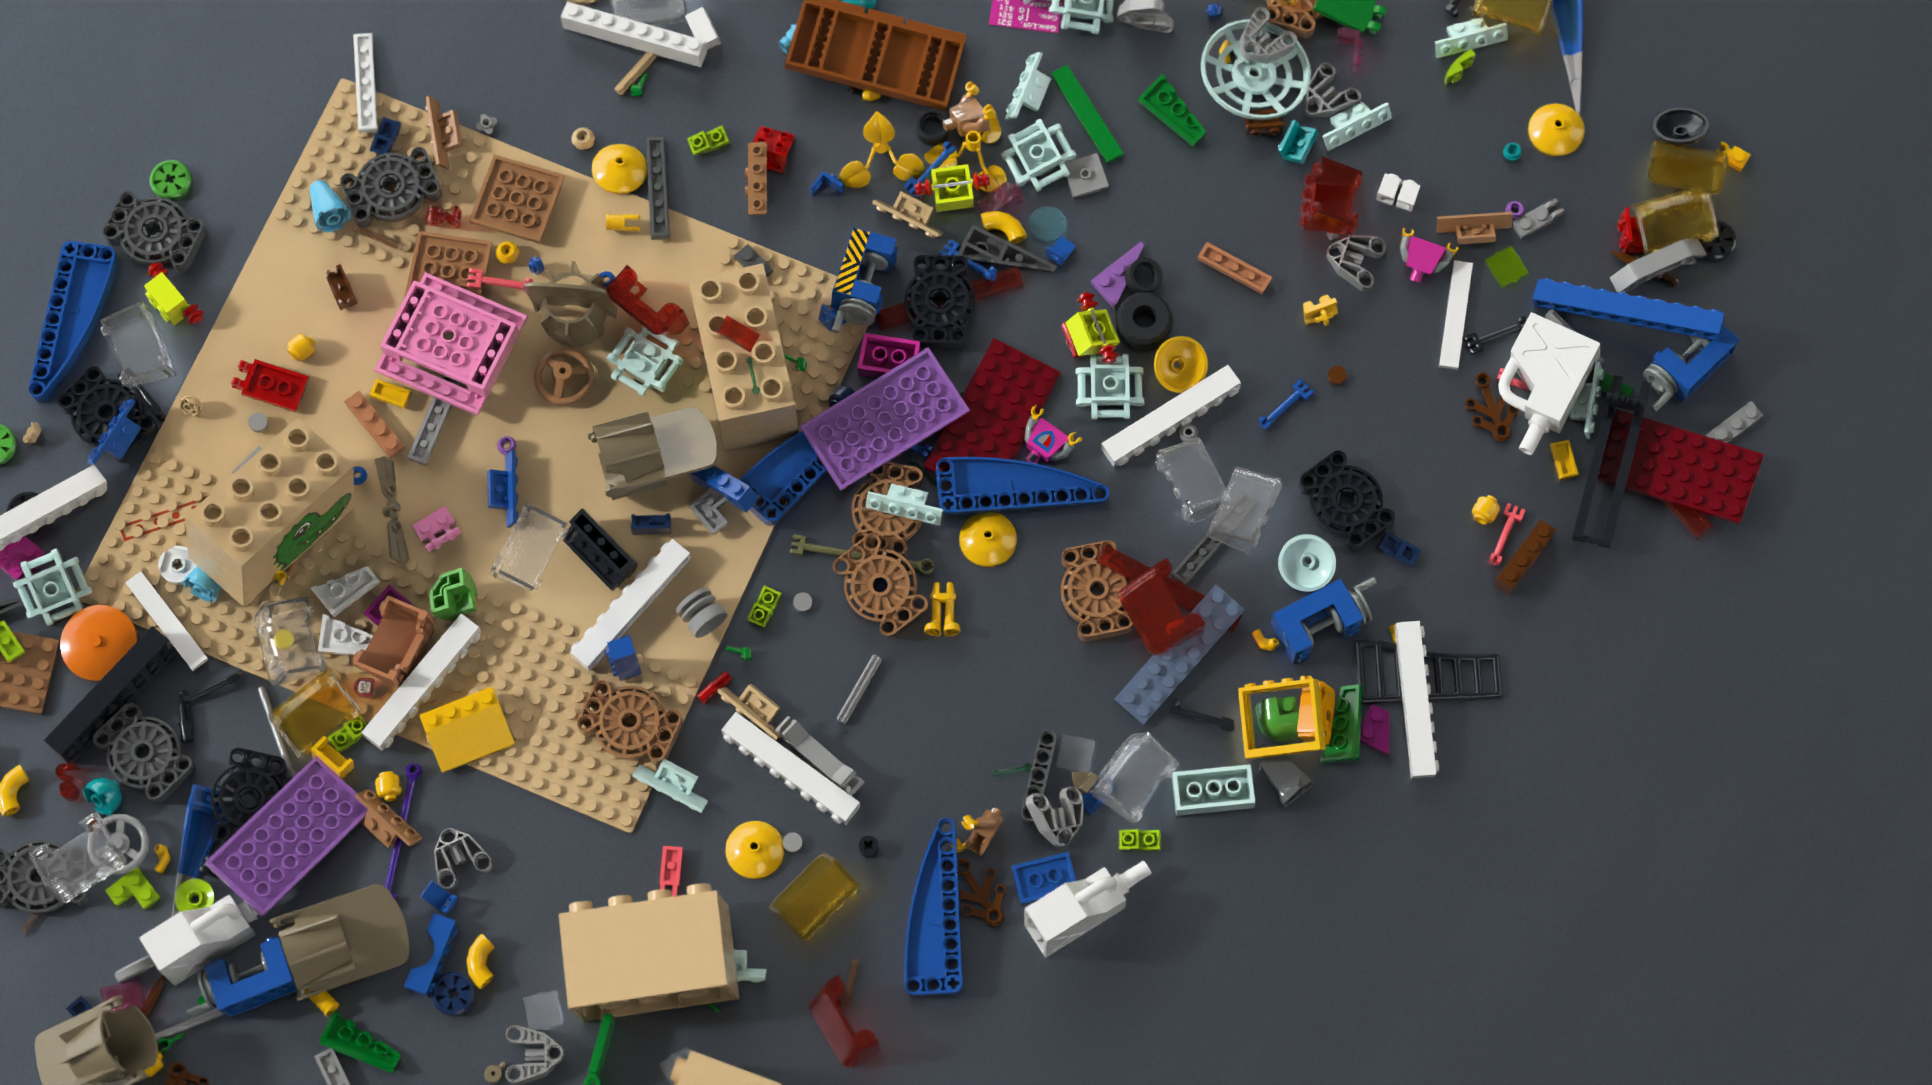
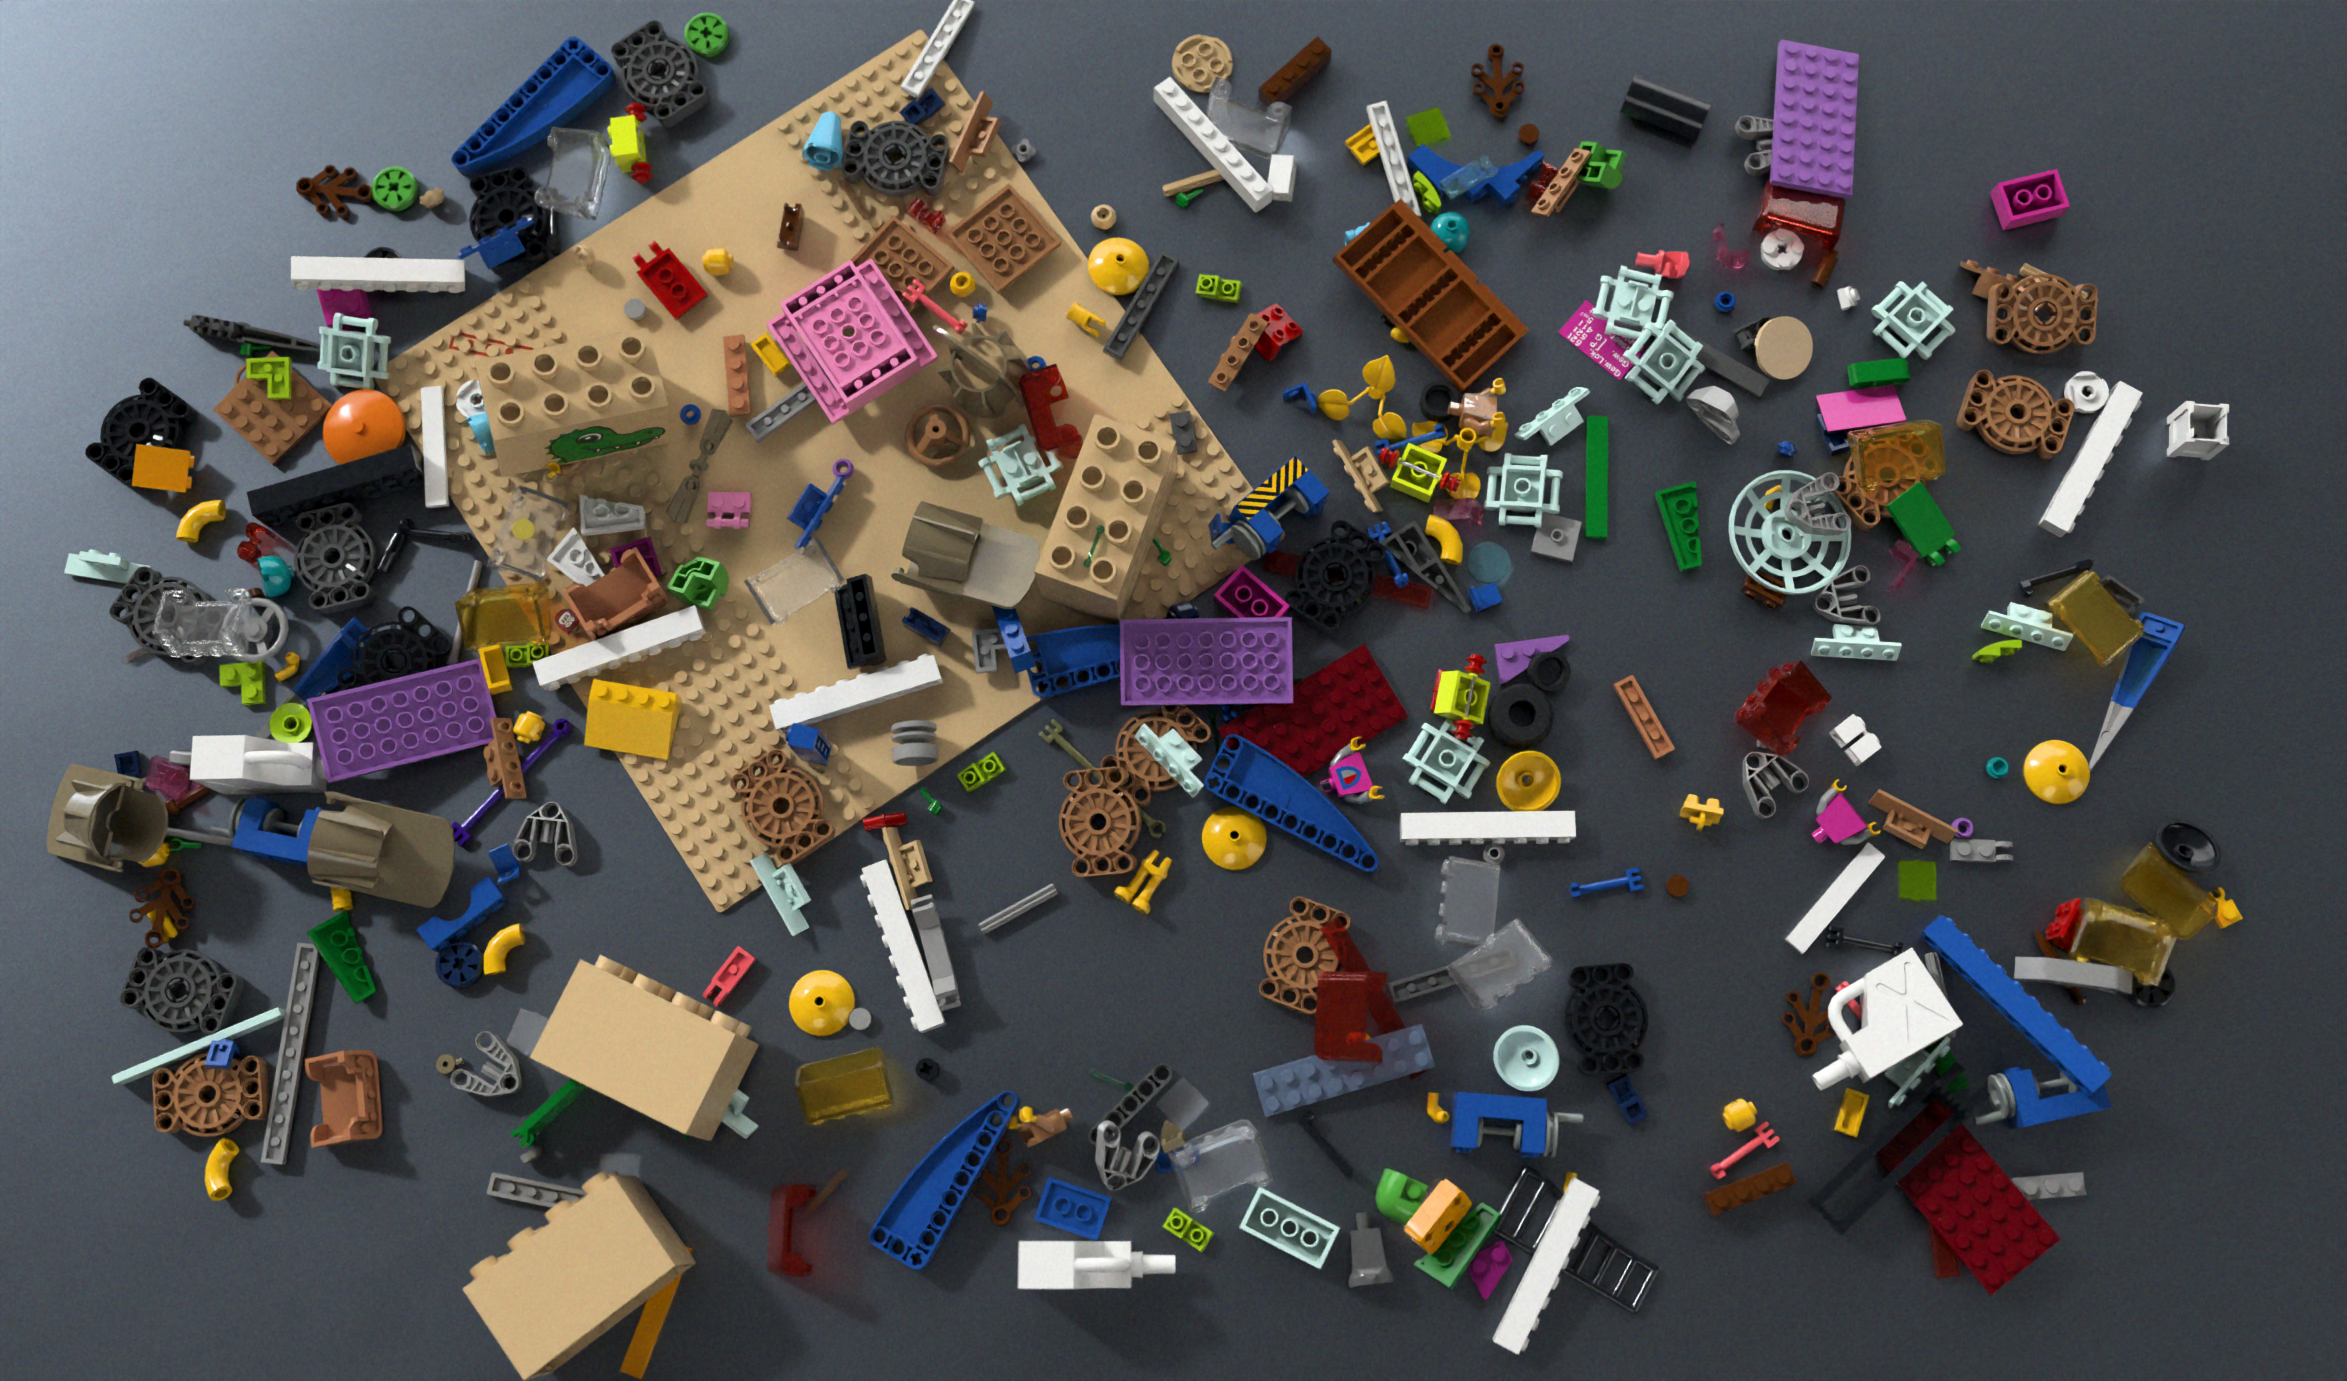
camera: 35 degrees right, 5 degrees up
(738, 333) = (1105, 497): clear red tile -> none
(802, 602) = (1020, 790): light grey tile -> none
(1270, 686) = (1362, 1186): yellow window -> none
(1297, 142) = (1785, 629): teal bracket -> none

